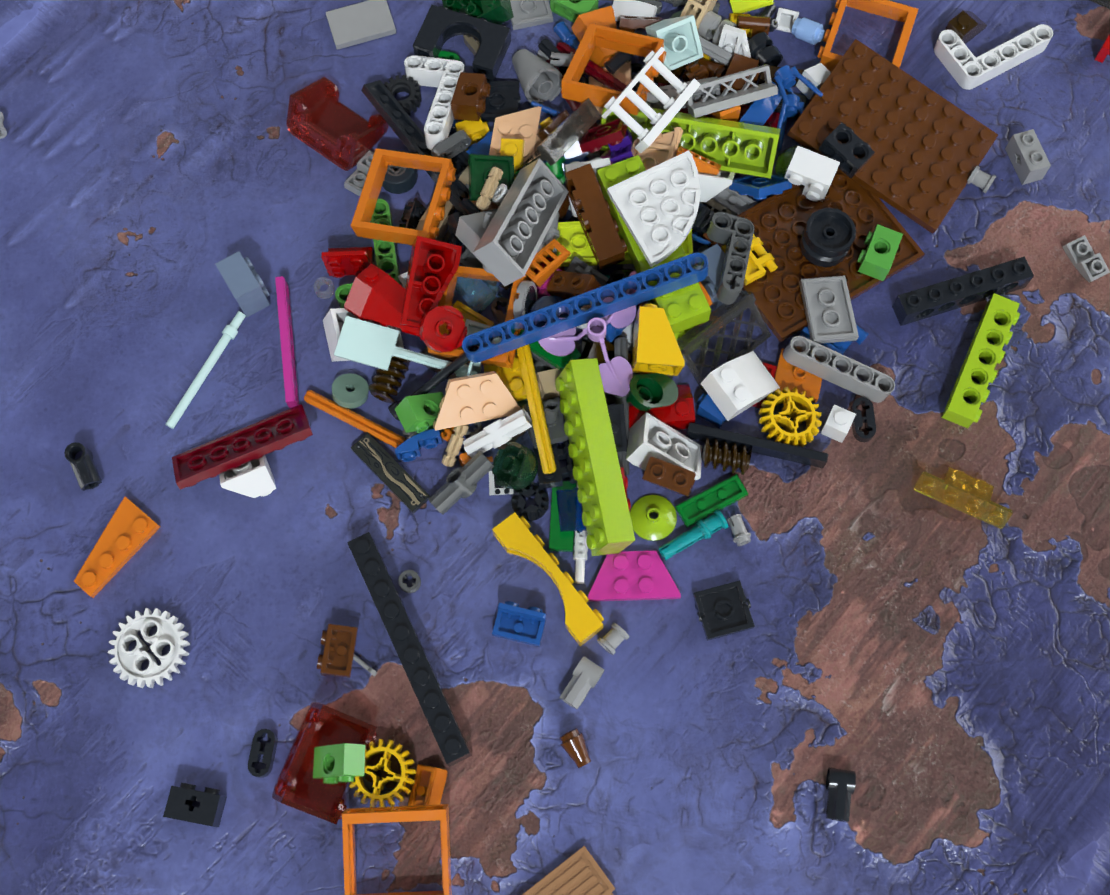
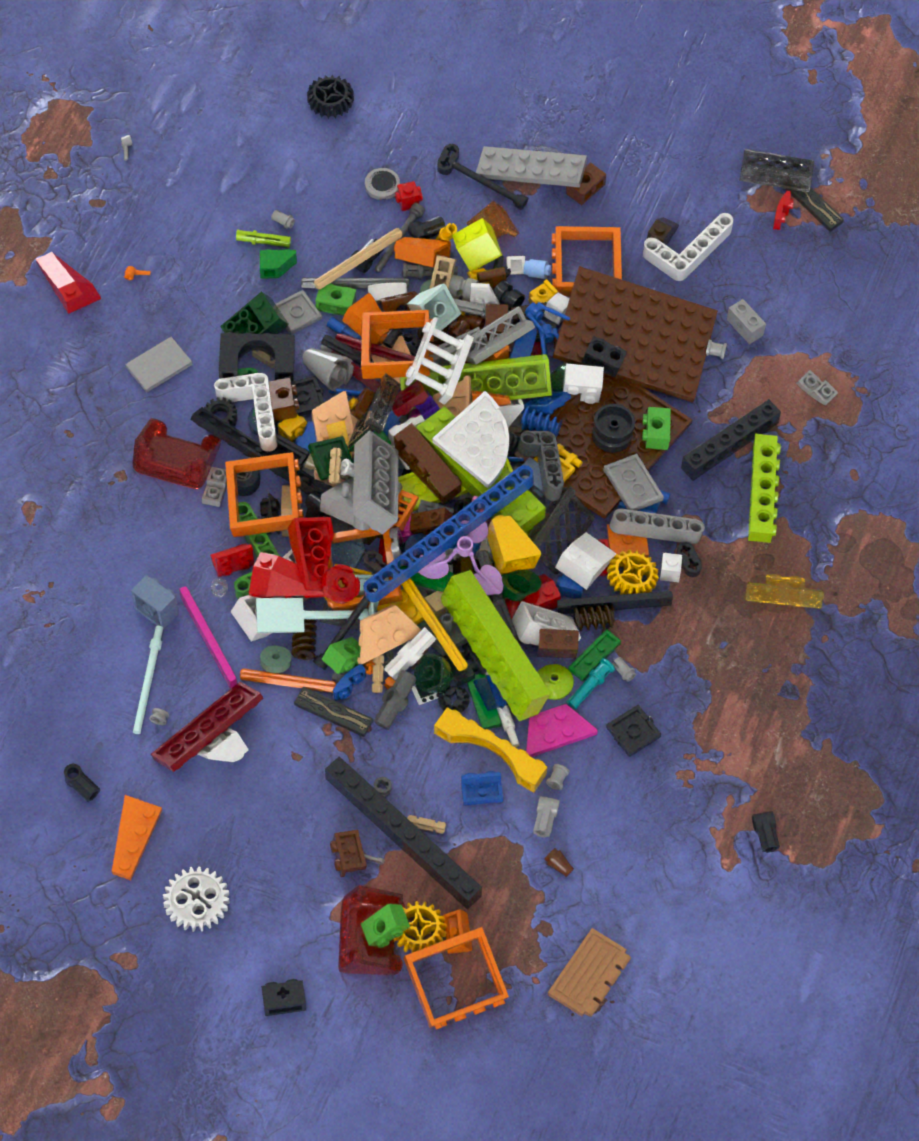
camera: 25 degrees left, 10 degrees down
(198, 417) = (159, 716): none -> light grey bush
(268, 754) = (314, 946): black beam -> none
(440, 645) = (428, 824): none -> tan axle
(452, 145) = (285, 442): dark grey beam -> none
(564, 61) = (350, 347): light grey pin -> none
(743, 207) = (539, 423): none -> blue piece
(804, 59) = (542, 293): none -> yellow brick

